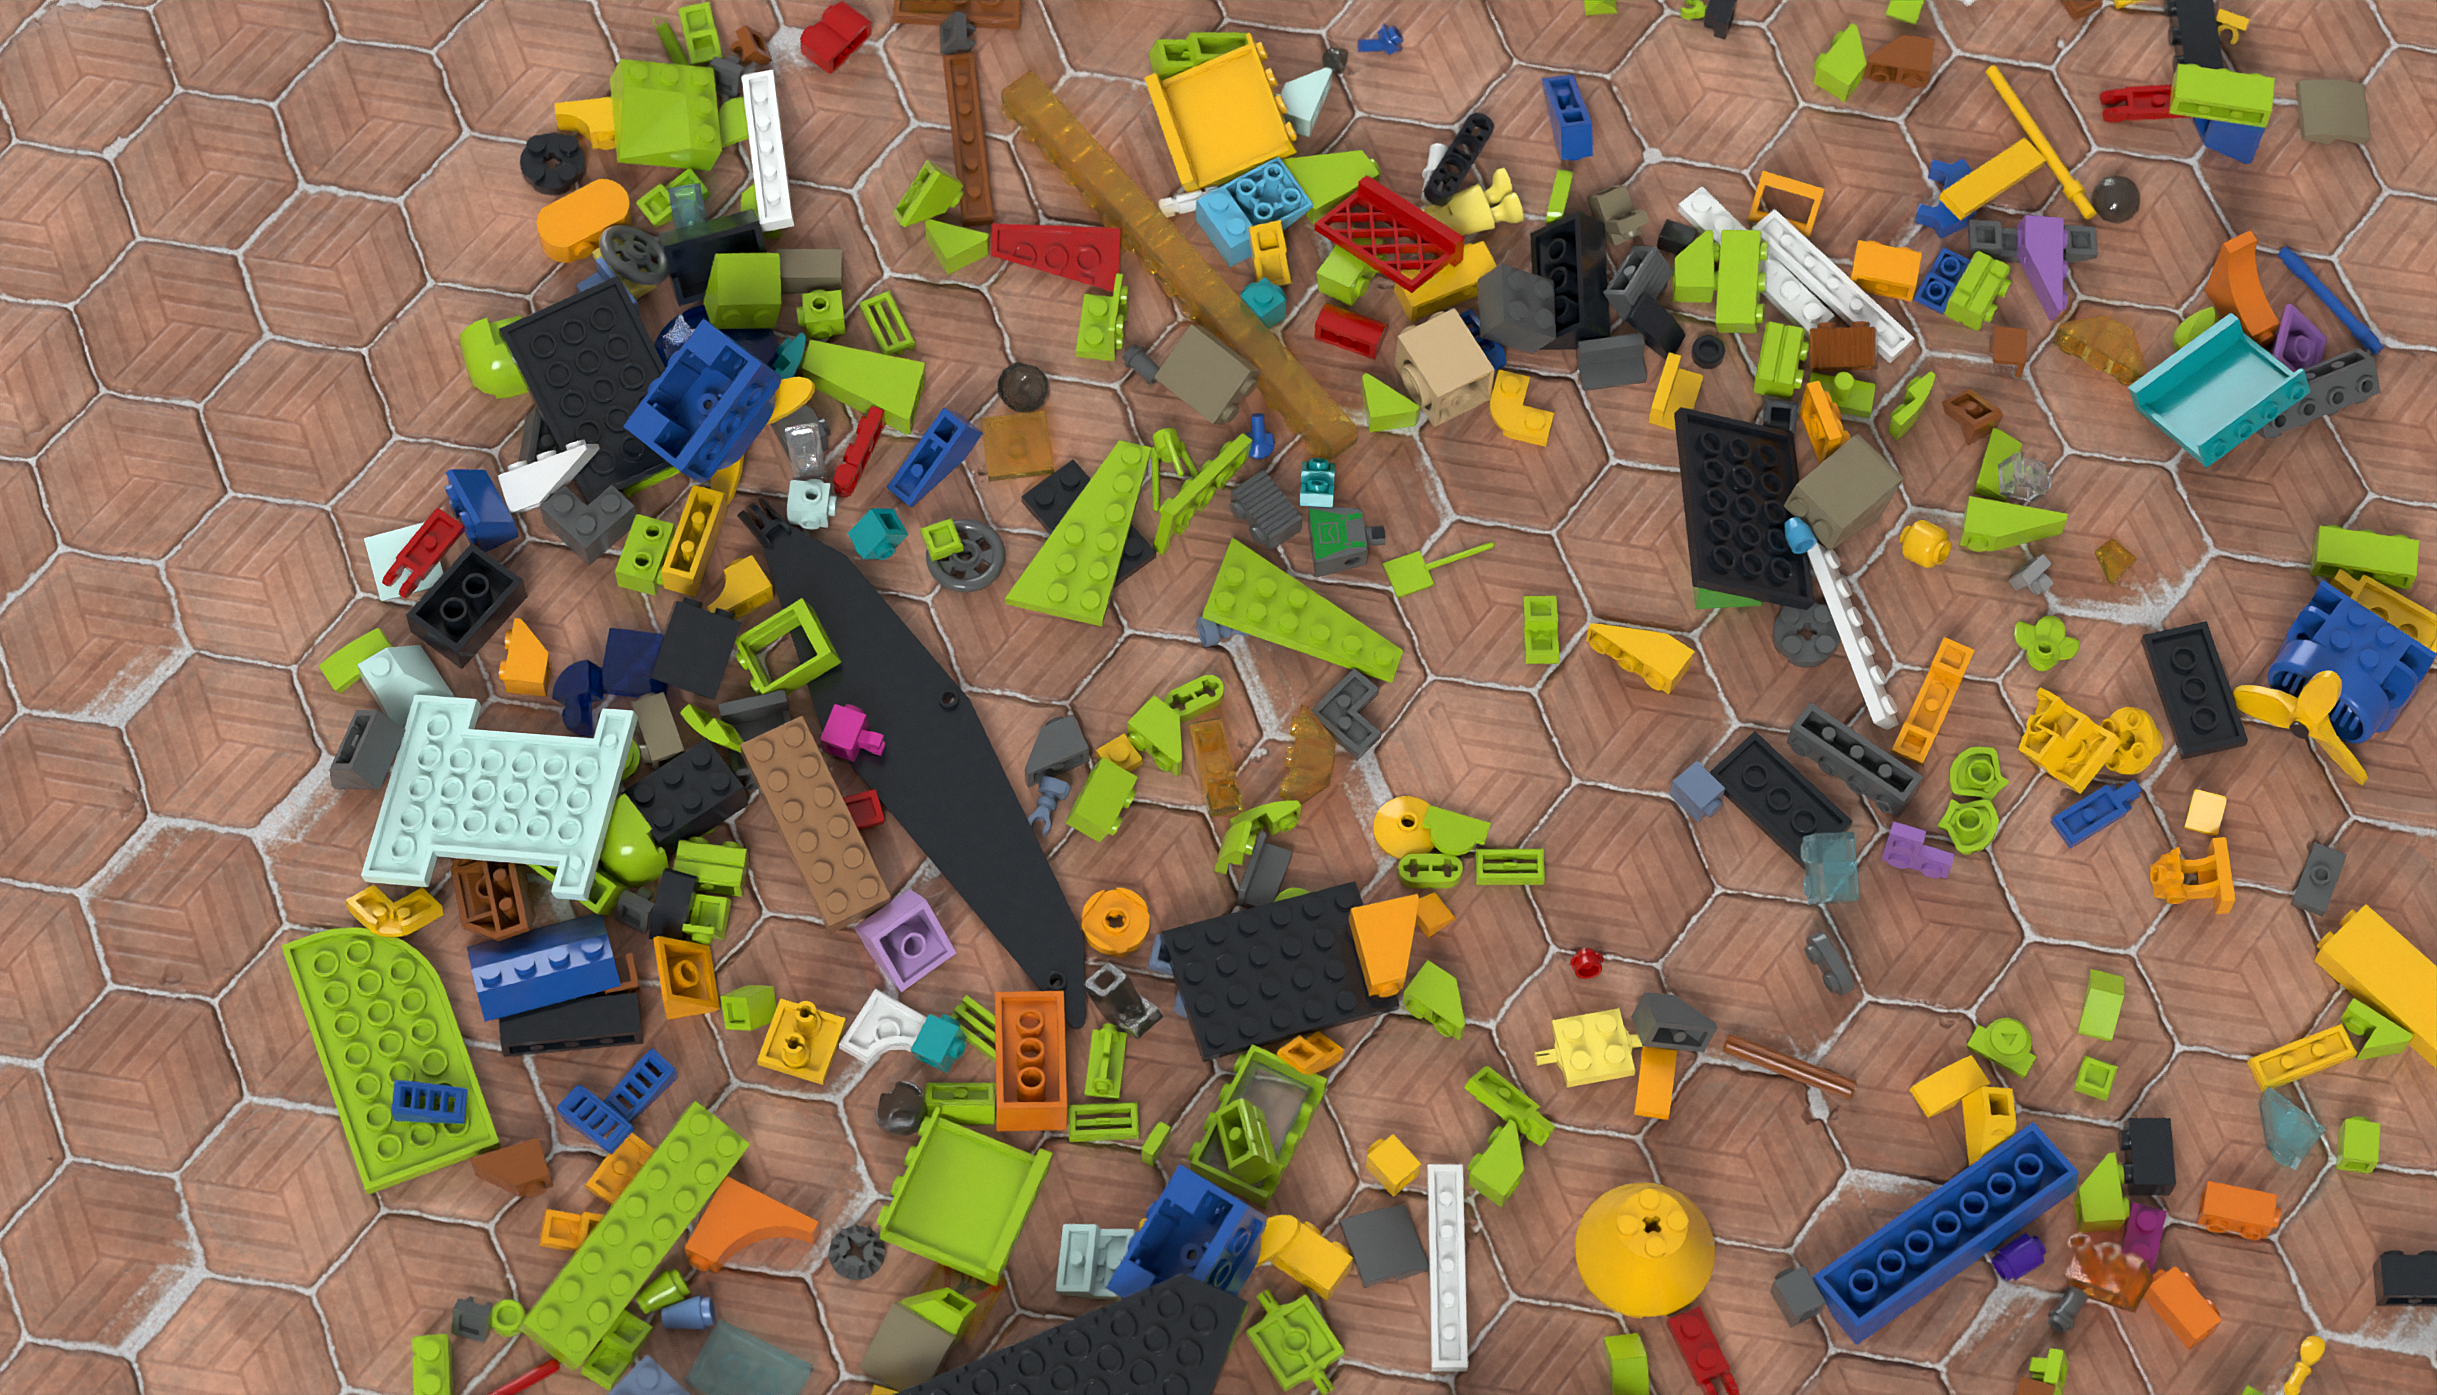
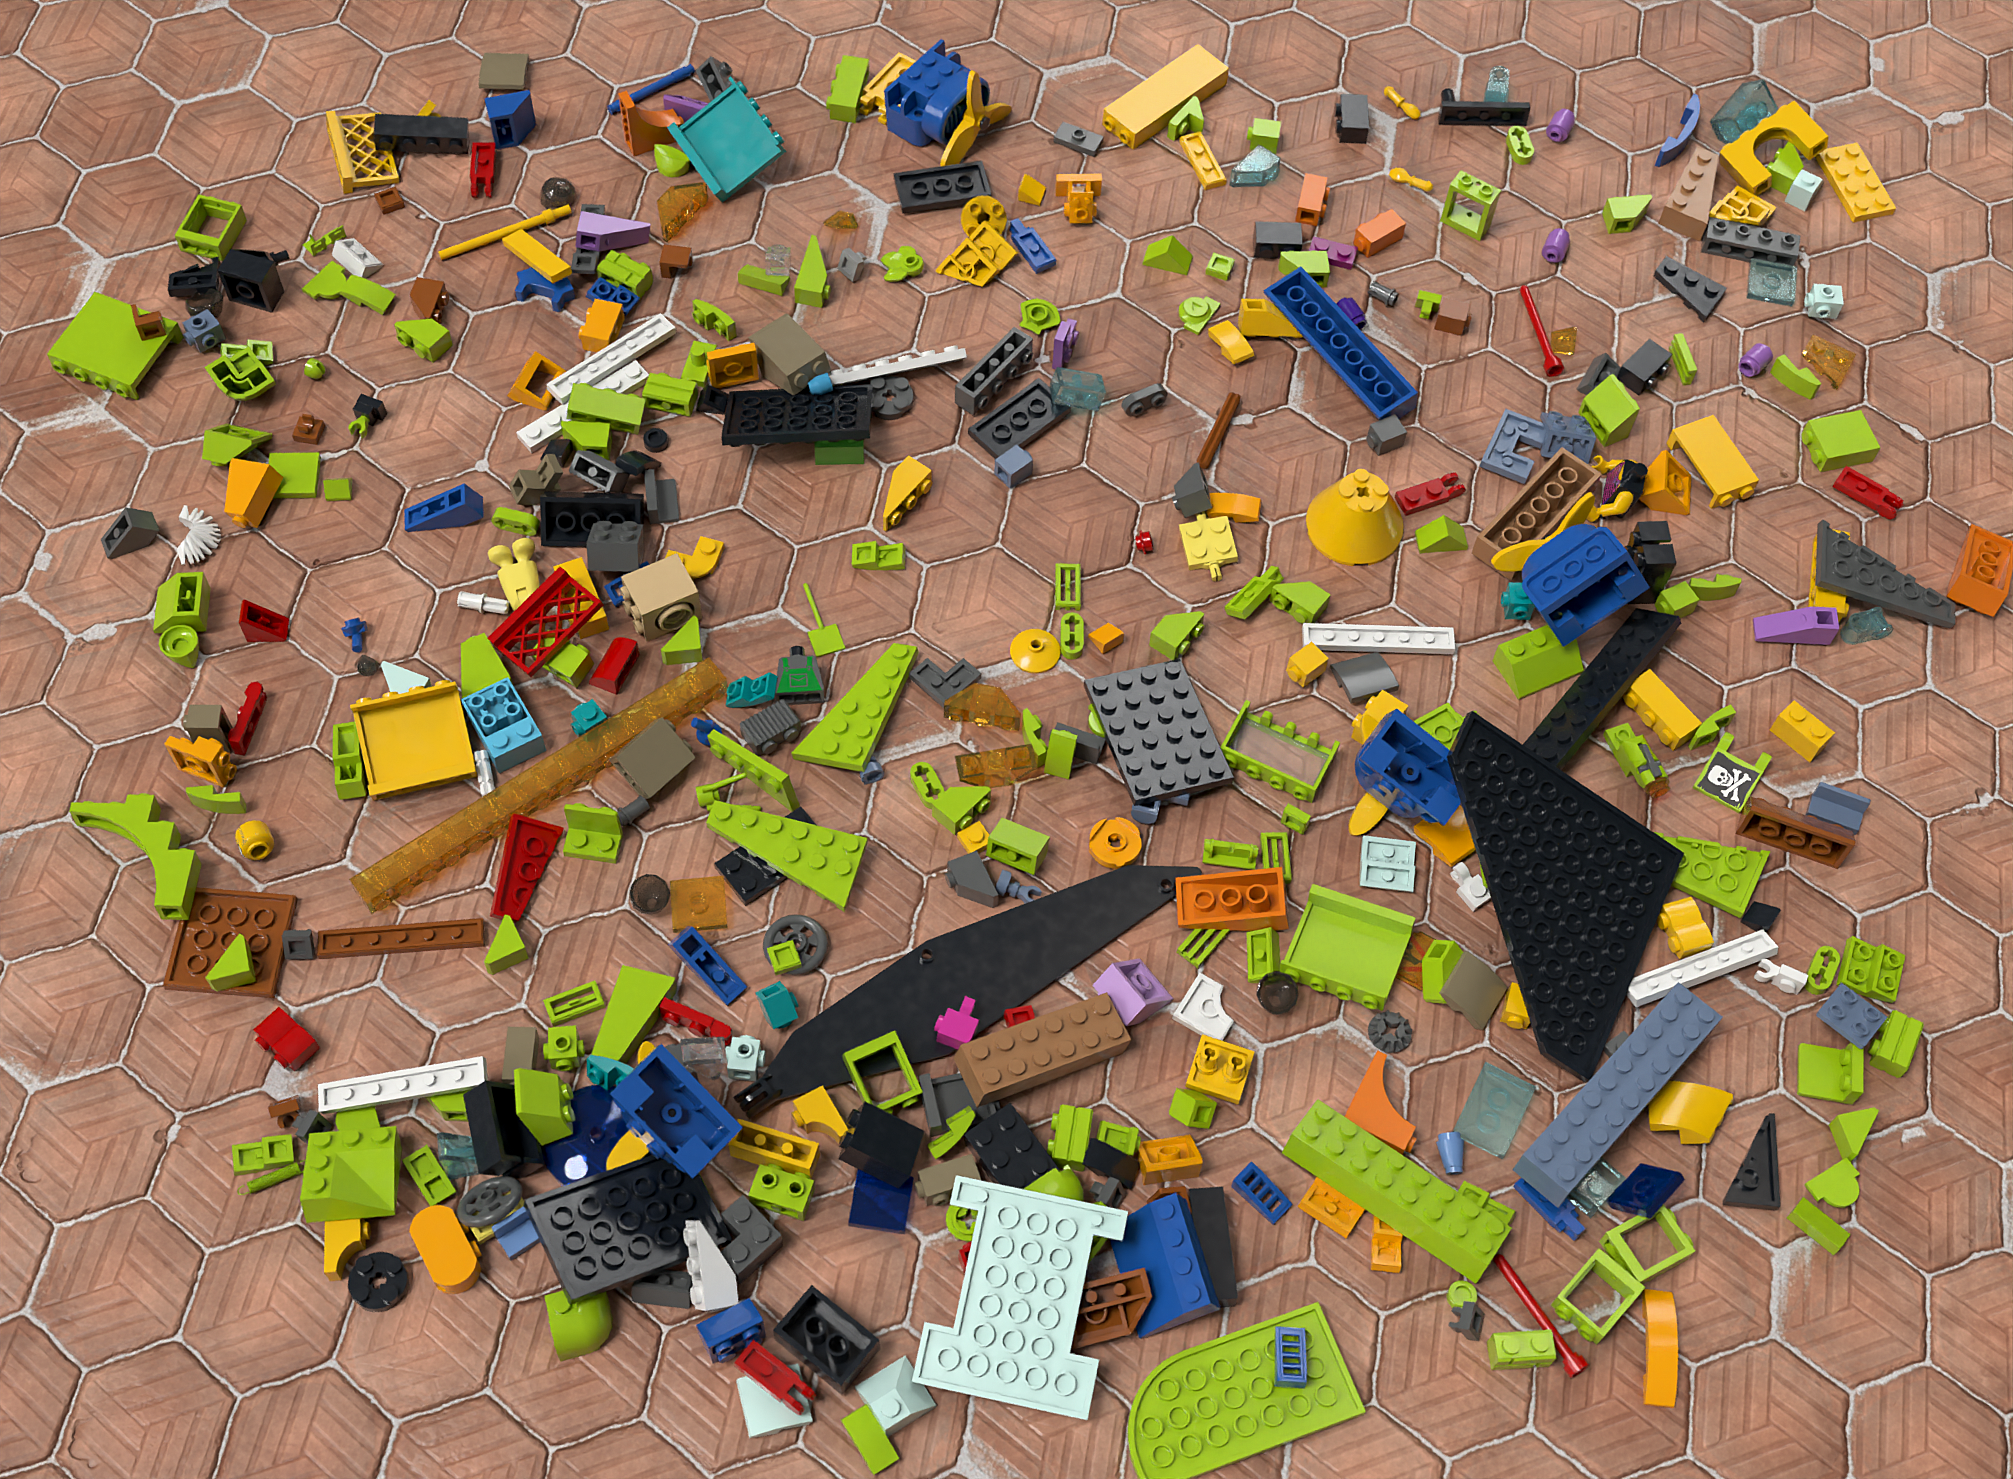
camera: 90 degrees left, 5 degrees down
(366, 751) = (969, 1421): dark grey slope -> none
(392, 919) = (1119, 1398): yellow plate -> none
(515, 1168) = (1338, 1285): dark orange slope -> none
(527, 662) = (879, 1290): light orange slope -> none
(576, 690) = (908, 1244): clear blue brick -> none
(580, 1104) = (1287, 1217): blue slope -> none
(663, 1291) = (1435, 1166): lime cone -> none
(928, 195) = (461, 965): lime slope -> none
(939, 1042) = (1221, 964): teal brick -> none
(1119, 1001) = (1186, 838): clear smoke brick -> none
(1246, 1141) = (1300, 750): lime brick -> none
(1269, 252) = (546, 713): yellow slope -> none
(1311, 1054) = (1225, 711): light orange slope -> none
(1384, 942) = (1141, 654): light orange slope -> none
(1454, 832) = (1042, 617): lime piece -> none
(1459, 159) = (500, 590): black beam -> none
(1675, 390) = (690, 462): yellow panel -> none
(1843, 347) = (667, 350): dark orange brick -> none
(1925, 544) = (825, 320): yellow head -> none
(1933, 701) = (945, 329): light orange slope -> none
(1973, 413) = (727, 281): dark orange slope -> none
(1976, 773) = (1000, 309): lime animal -> none
(2107, 1273) = (1365, 263): clear orange brick -> none
(2222, 95) = (502, 103): lime brick -> none

